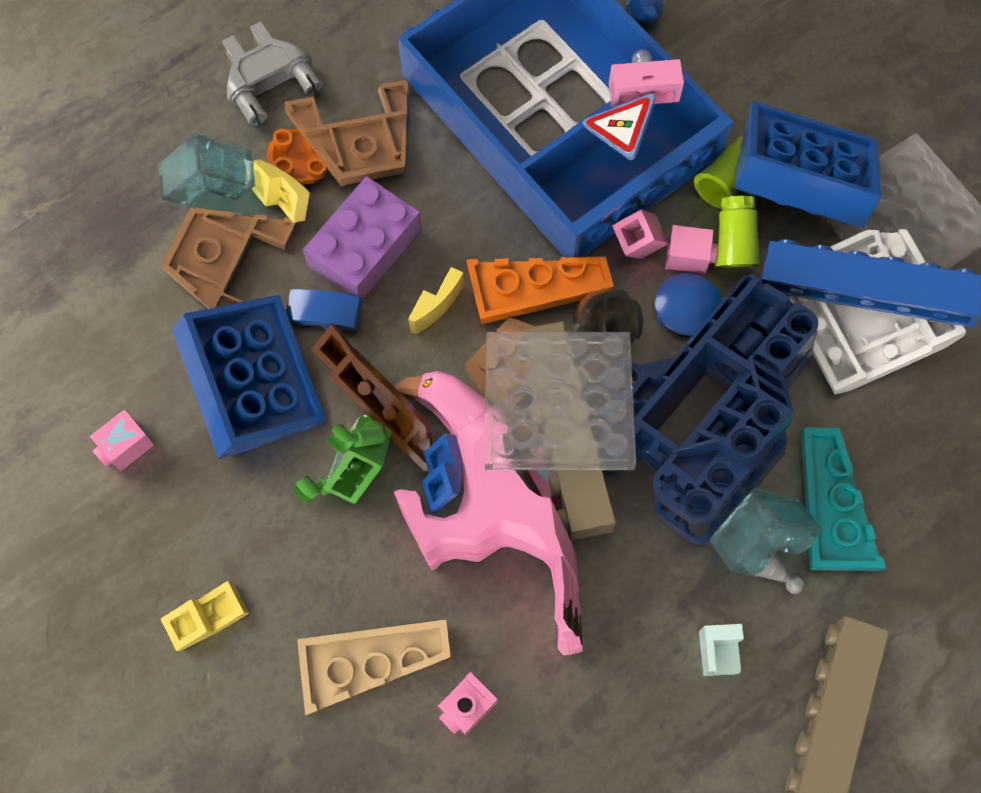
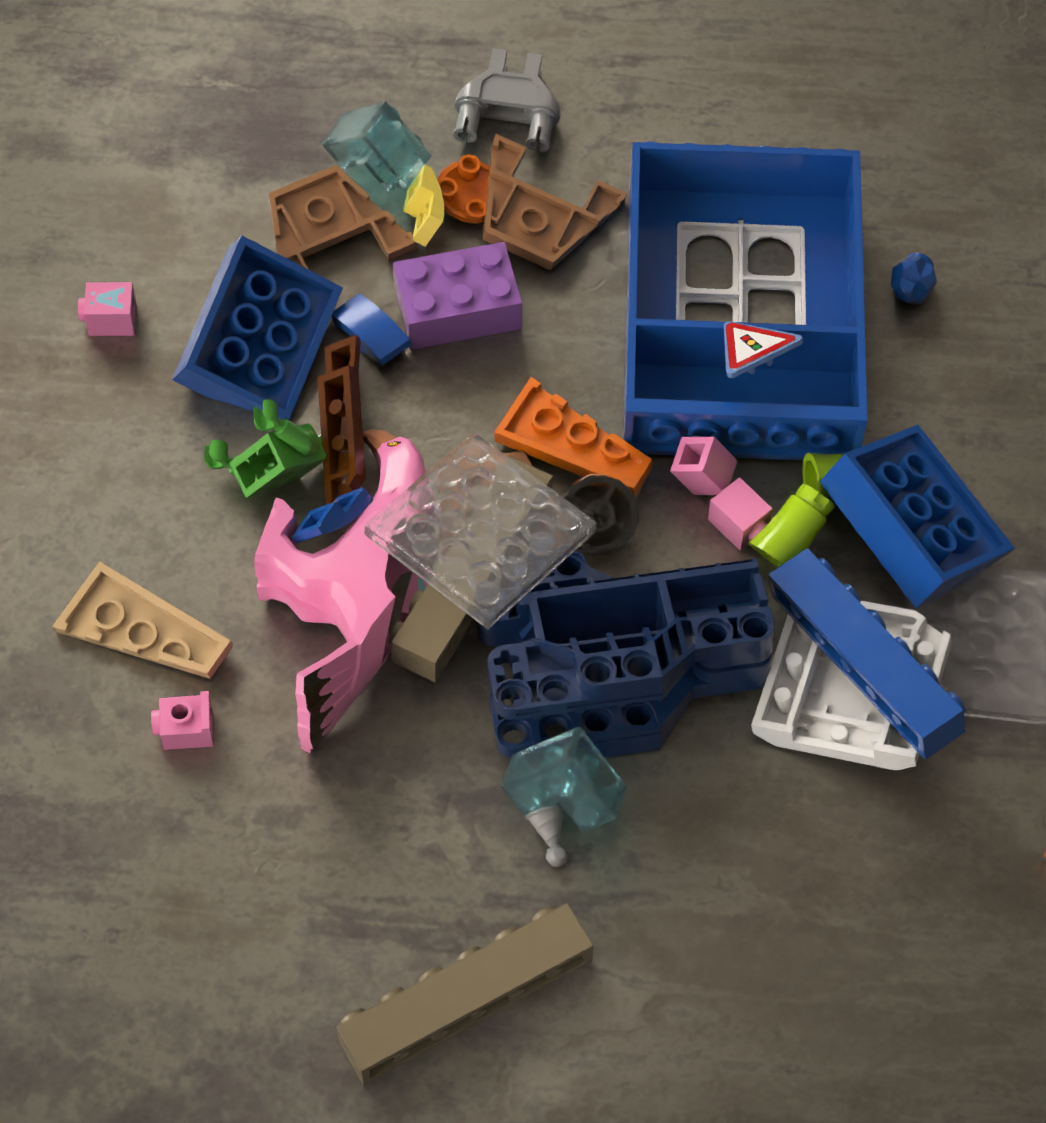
camera: 40 degrees right, 10 degrees down
(204, 616) = (42, 493): light yellow slope -> none
(432, 307) = (460, 394): light yellow slope -> none
(646, 77) = (822, 330): bright pink piece -> none
(685, 302) = (693, 548): blue dish -> none
(720, 649) = (437, 851): light aqua panel -> none
(836, 505) = (654, 824): teal wing -> none

